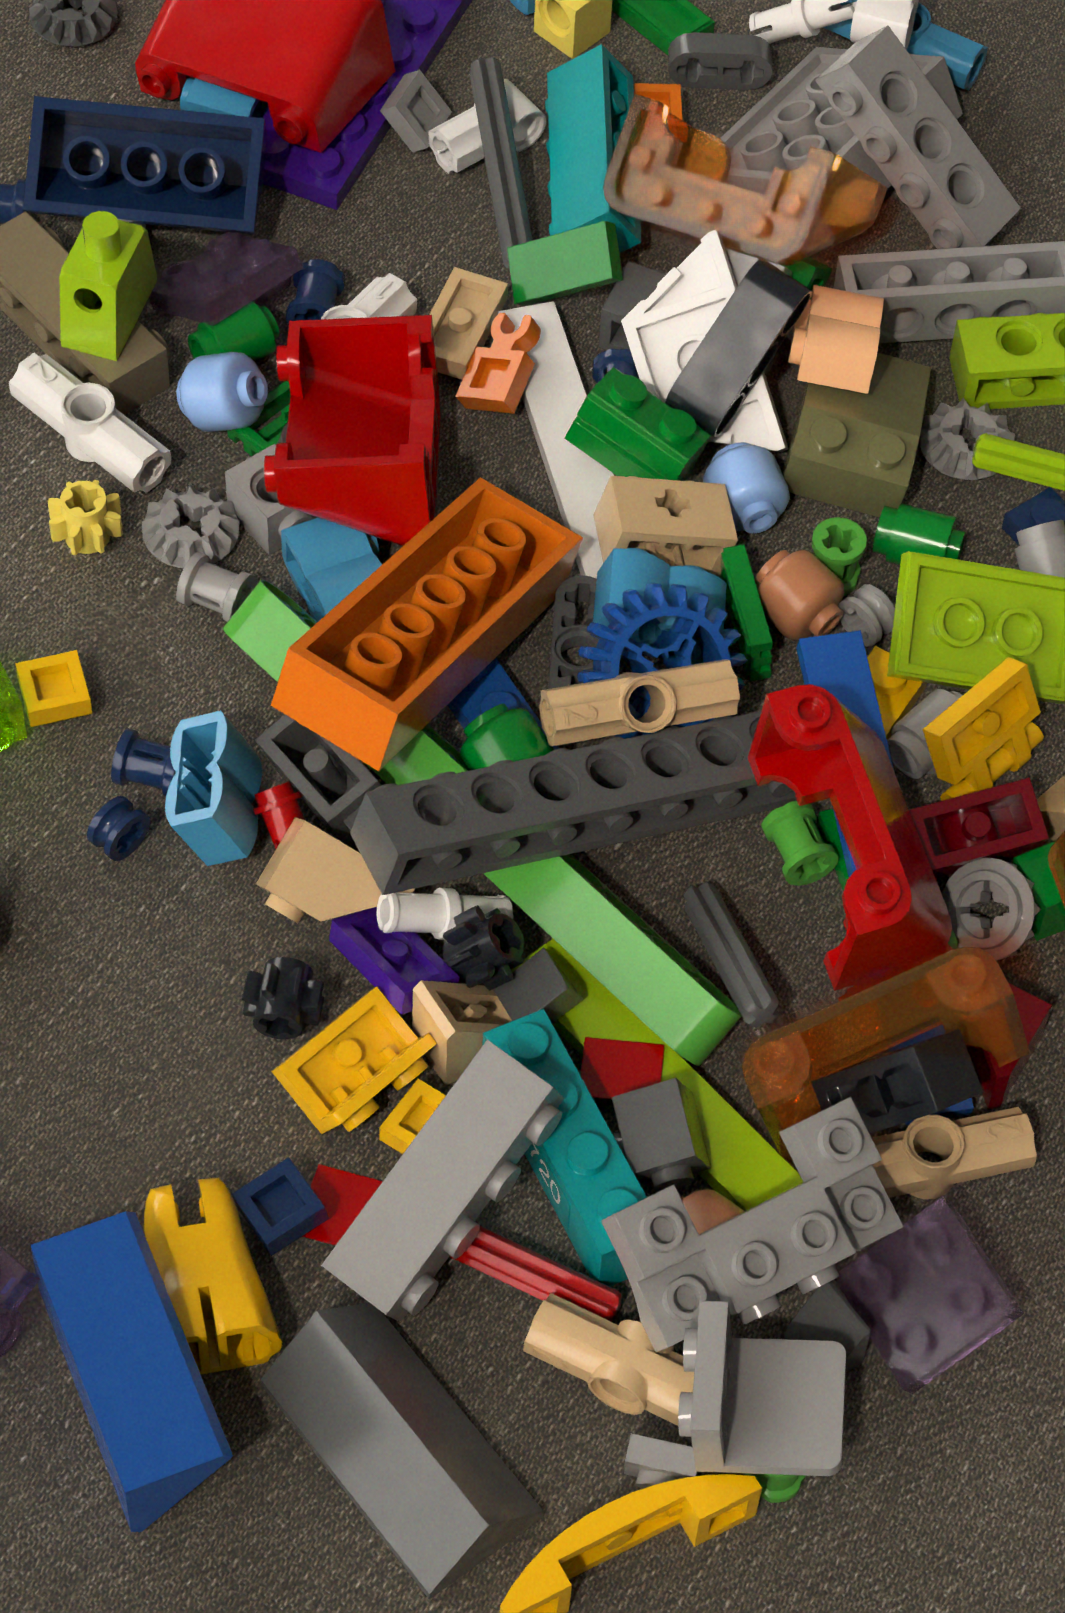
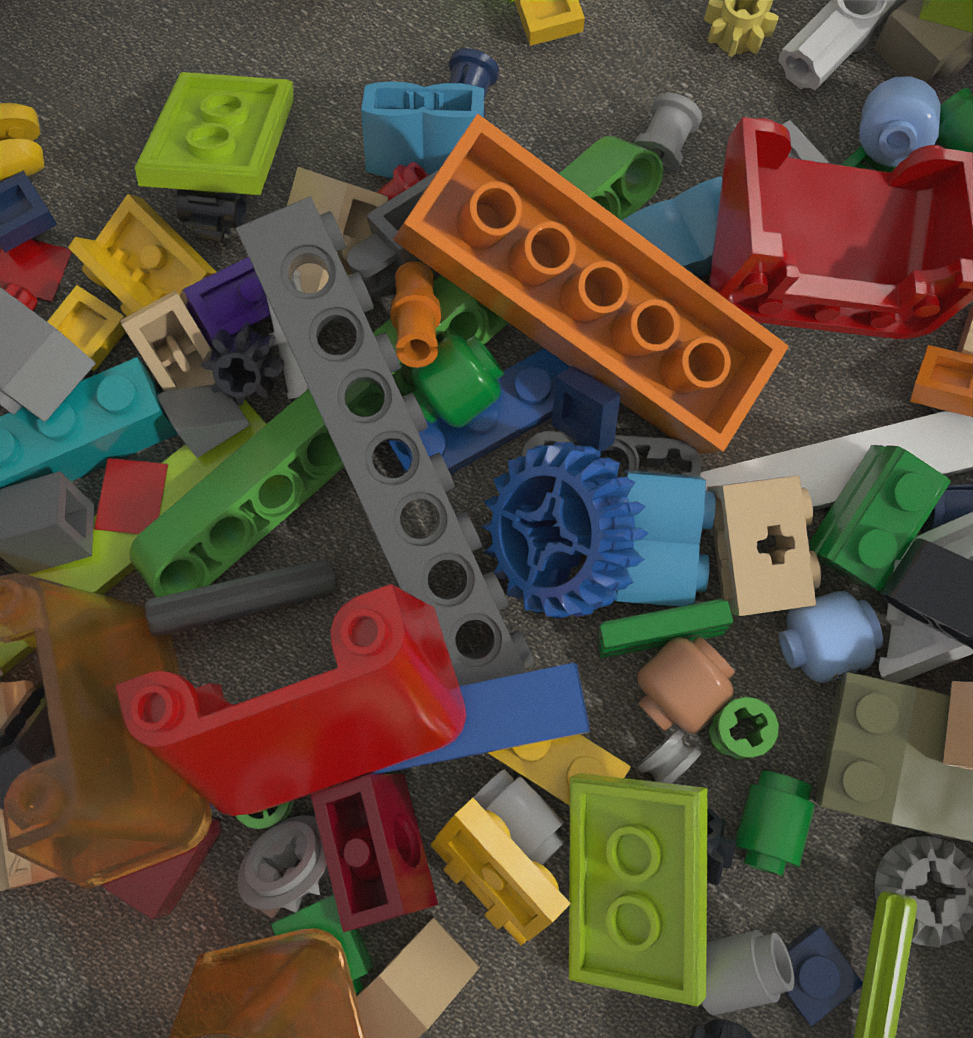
camera: 95 degrees right, 20 degrees up
(118, 828) = (397, 63): dark blue bush -> none
(177, 544) = (722, 100): light grey gear -> none
(205, 981) = (216, 134): none -> lime tile
(466, 755) = (415, 314): none -> orange pin
(535, 652) = (585, 409): none -> dark blue plate
(602, 707) = (490, 494): tan piece -> none

